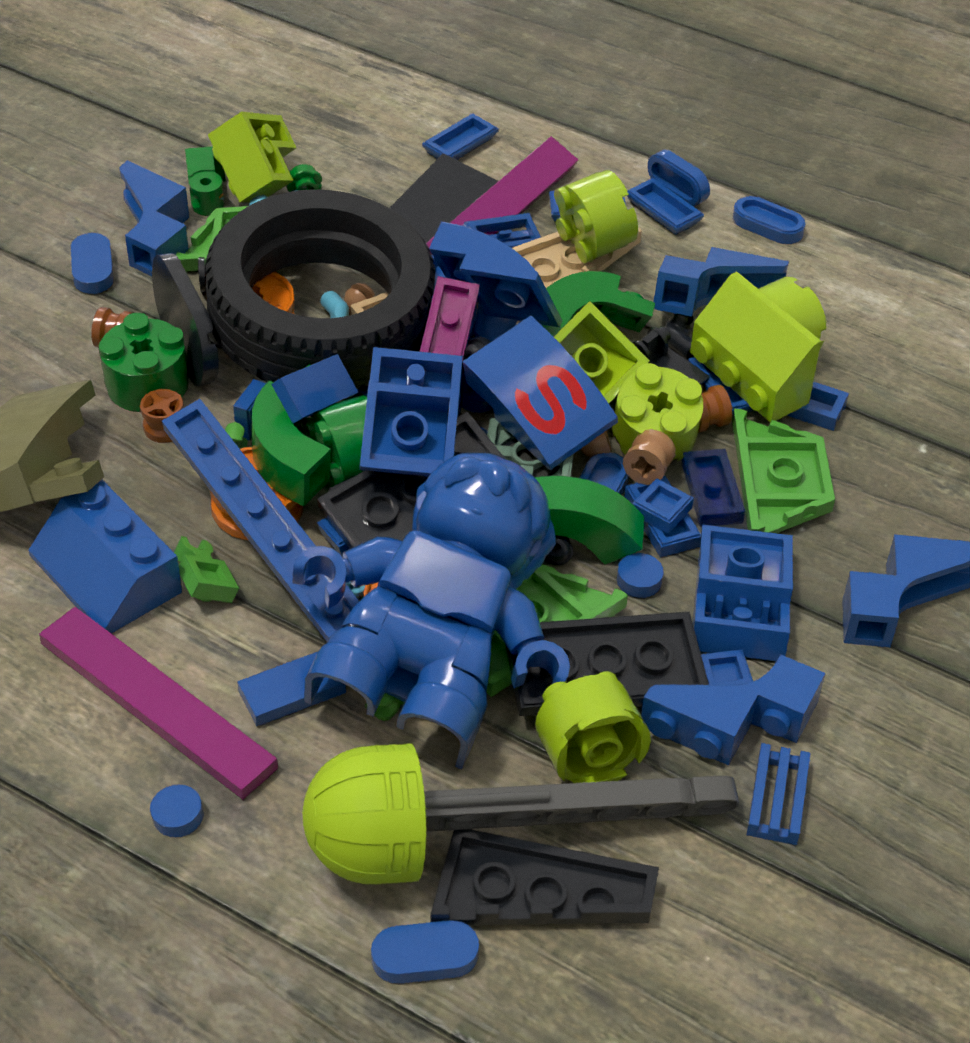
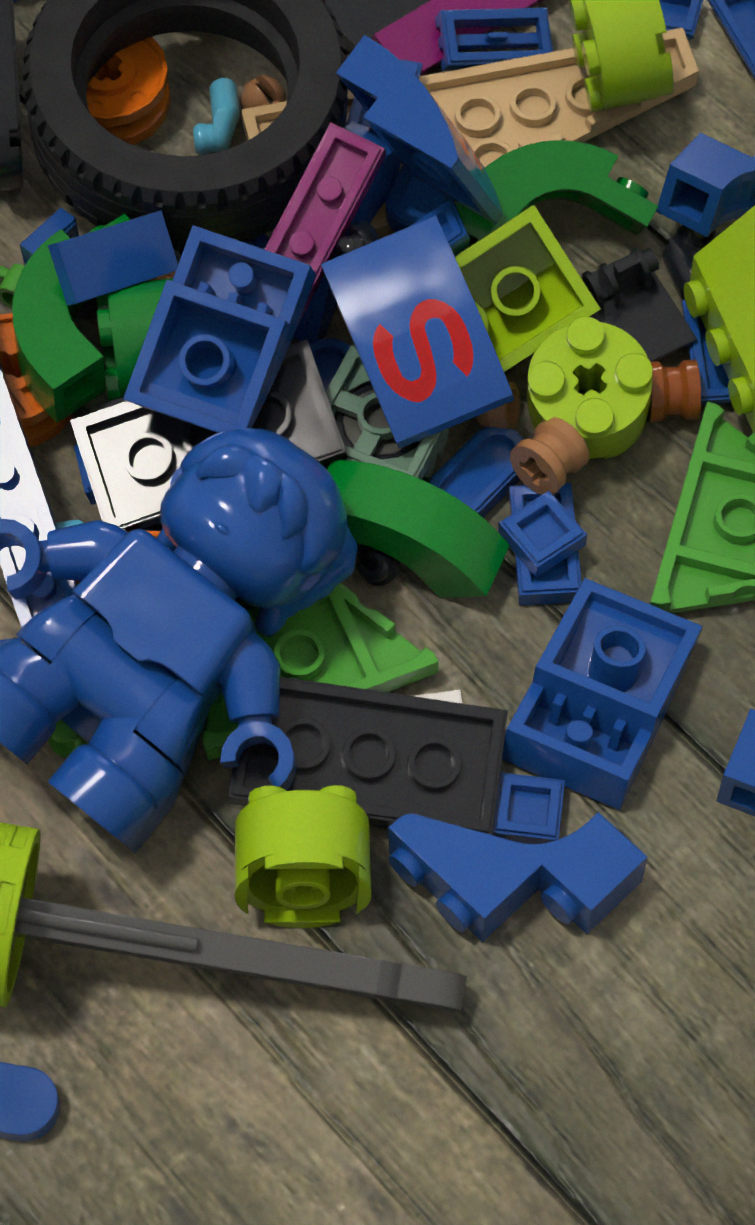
camera: 20 degrees right, 15 degrees up
(528, 882) = (152, 1045): black wing -> none
(640, 575) = (475, 629): blue tile -> none
(713, 487) = (628, 519): clear blue plate -> none
(783, 761) = (553, 956): blue tile -> none

